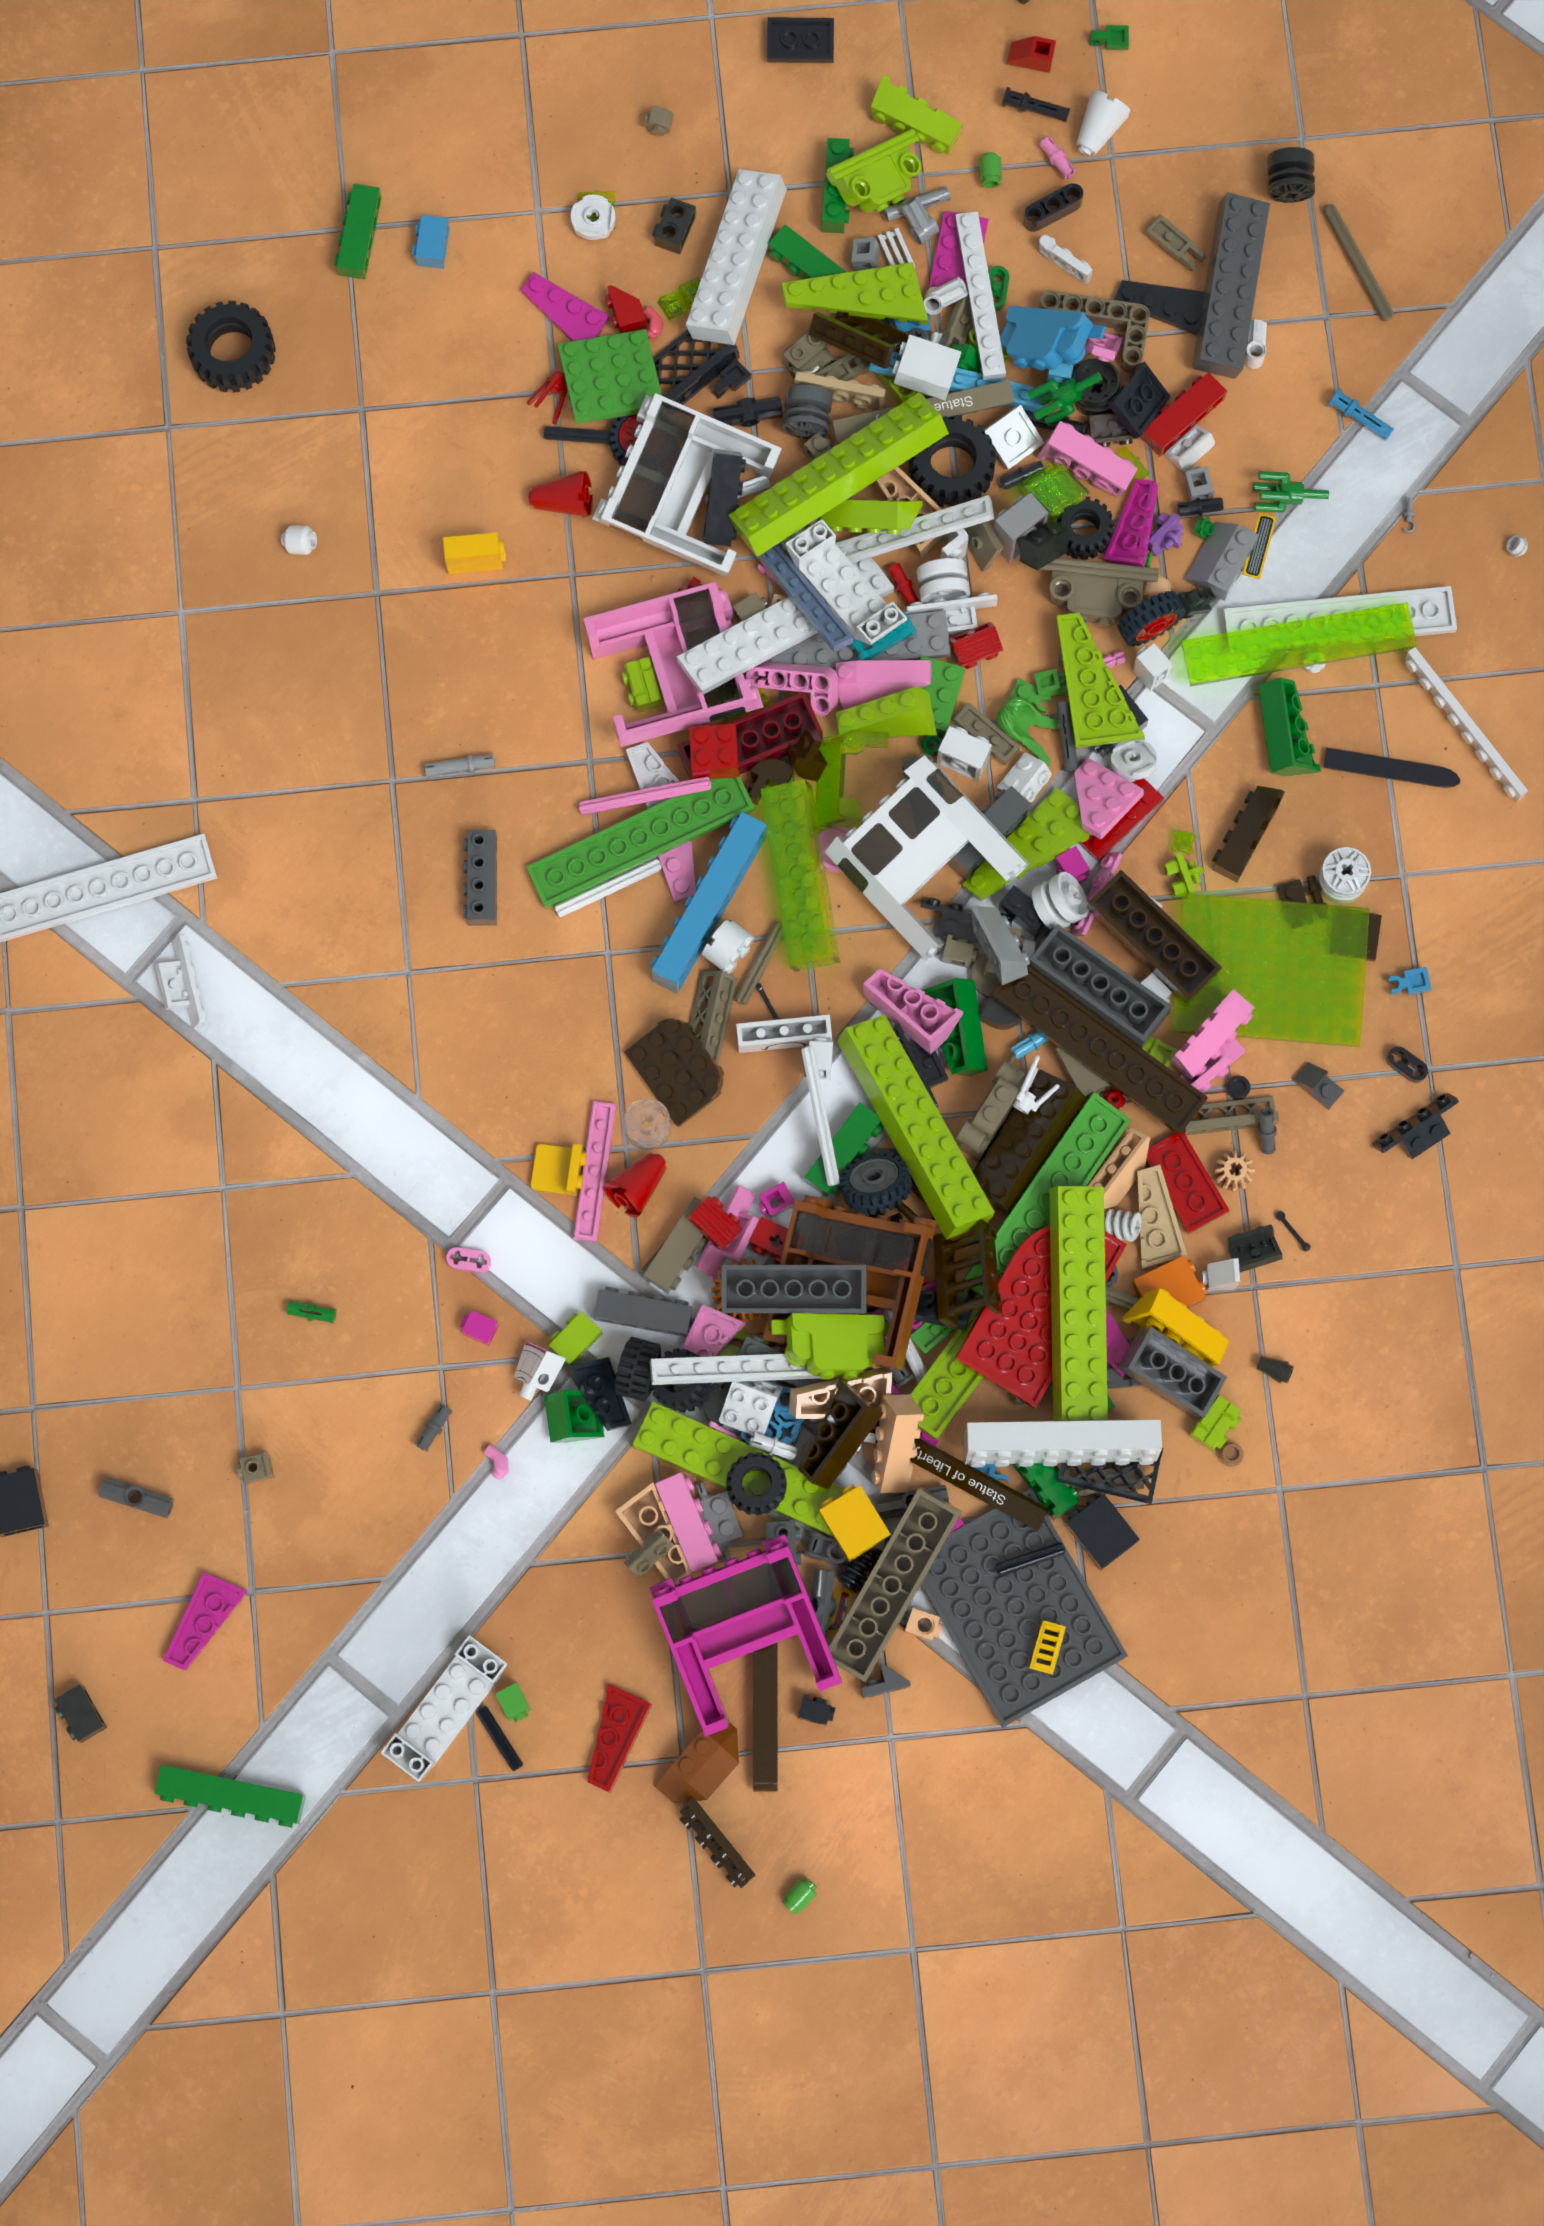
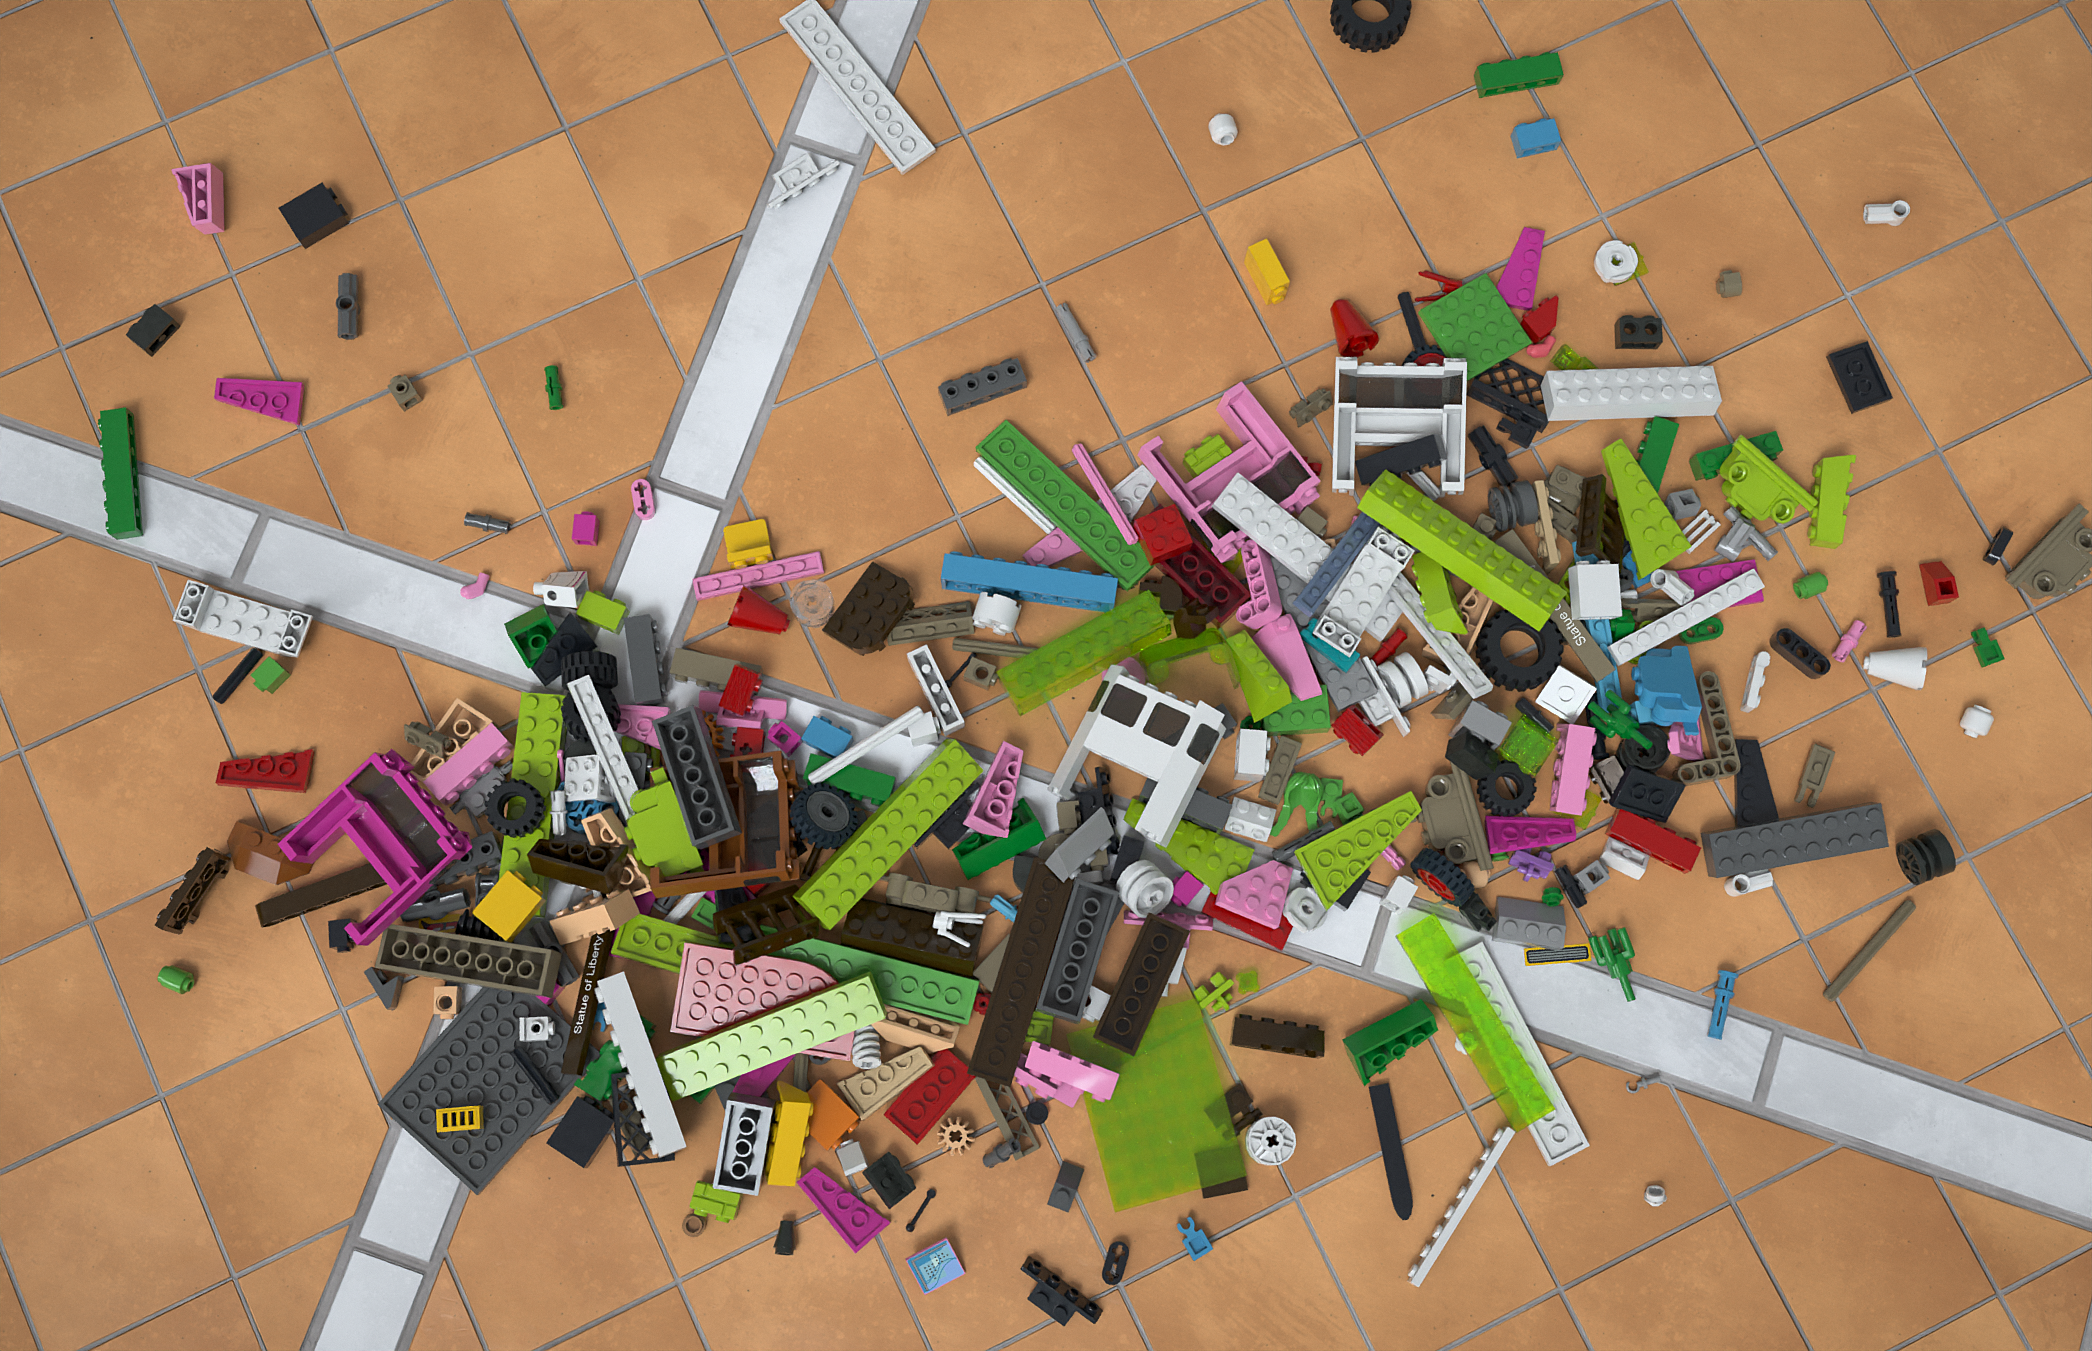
camera: 65 degrees right, 0 degrees up
(625, 555) = (1318, 402): none -> dark tan hinge
(781, 995) = (976, 665): none -> dark tan brick
(792, 1157) = (826, 737): none -> dark azure brick
(983, 1549) = (547, 1029): none -> white brick
(1178, 75) = (1976, 721): none -> white head
(1273, 1302) = (846, 1214): none -> dark pink wing
(1352, 1233) = (935, 1266): none -> piece

